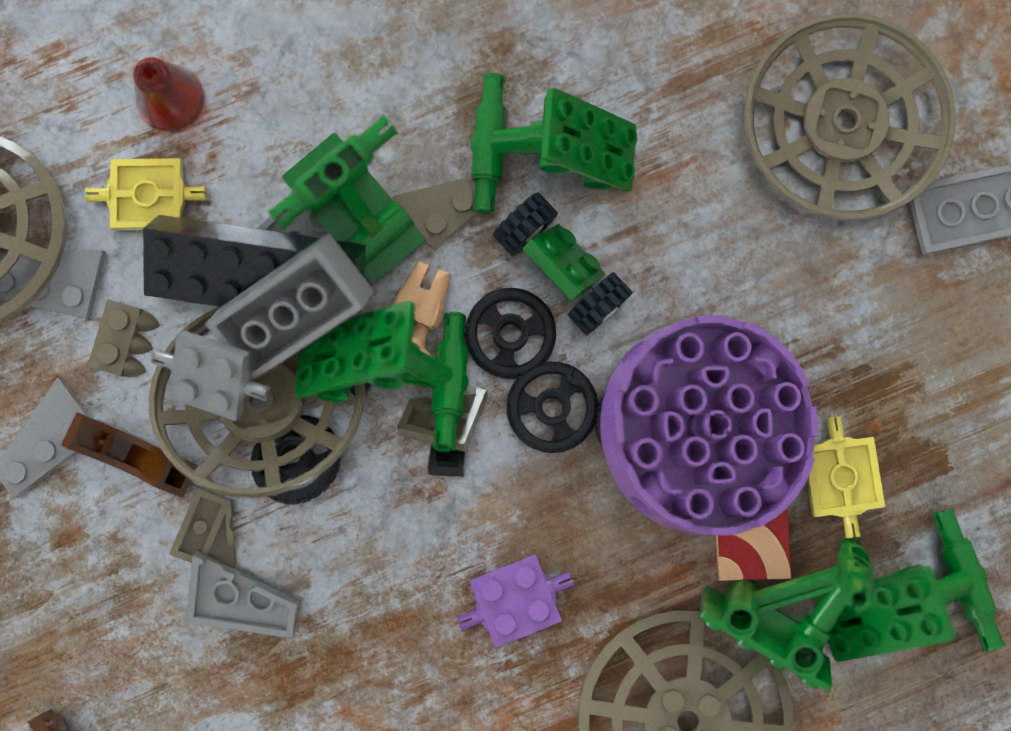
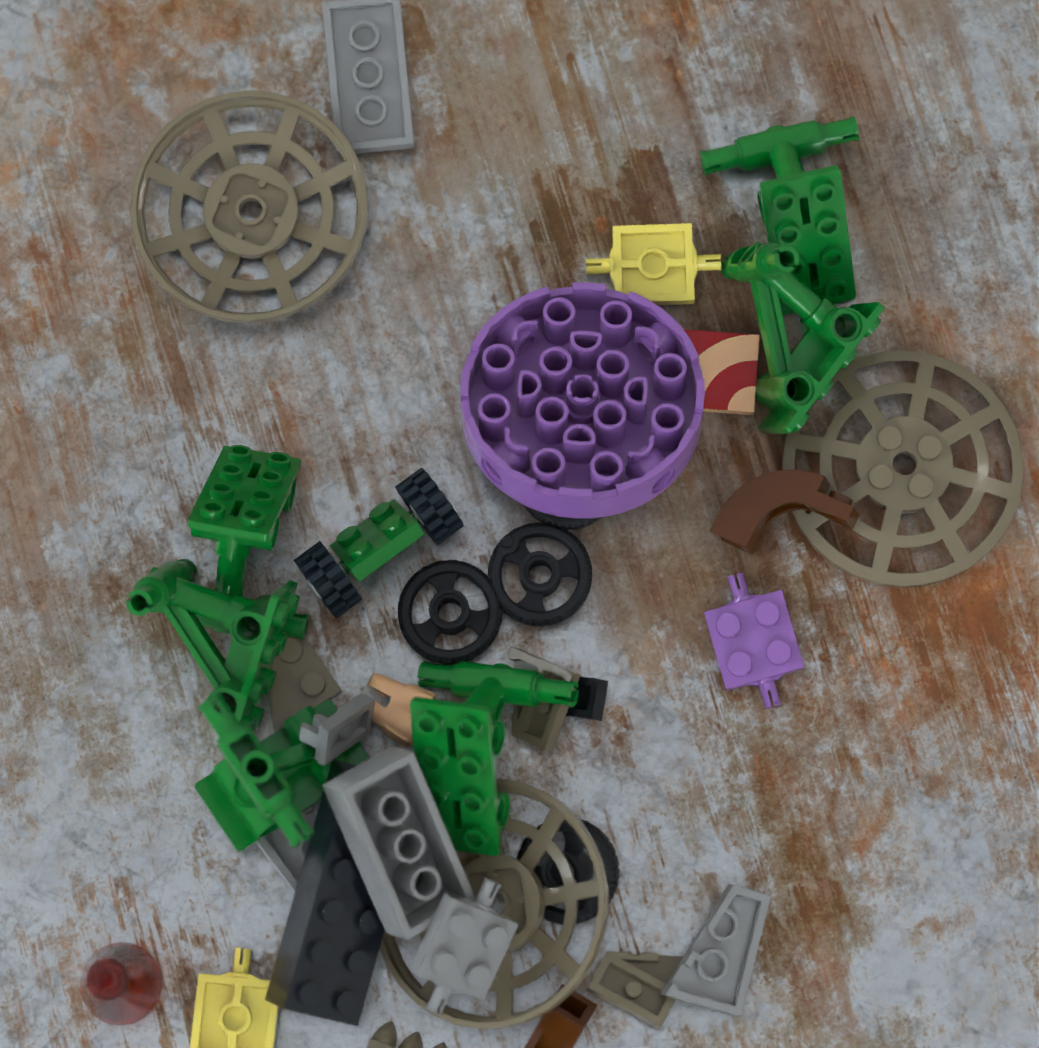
camera: 75 degrees left, 5 degrees down
(388, 246) = (339, 731): none -> light grey plate
(468, 161) = (253, 625): none -> green plate
(641, 598) = (773, 494): none -> reddish brown arch

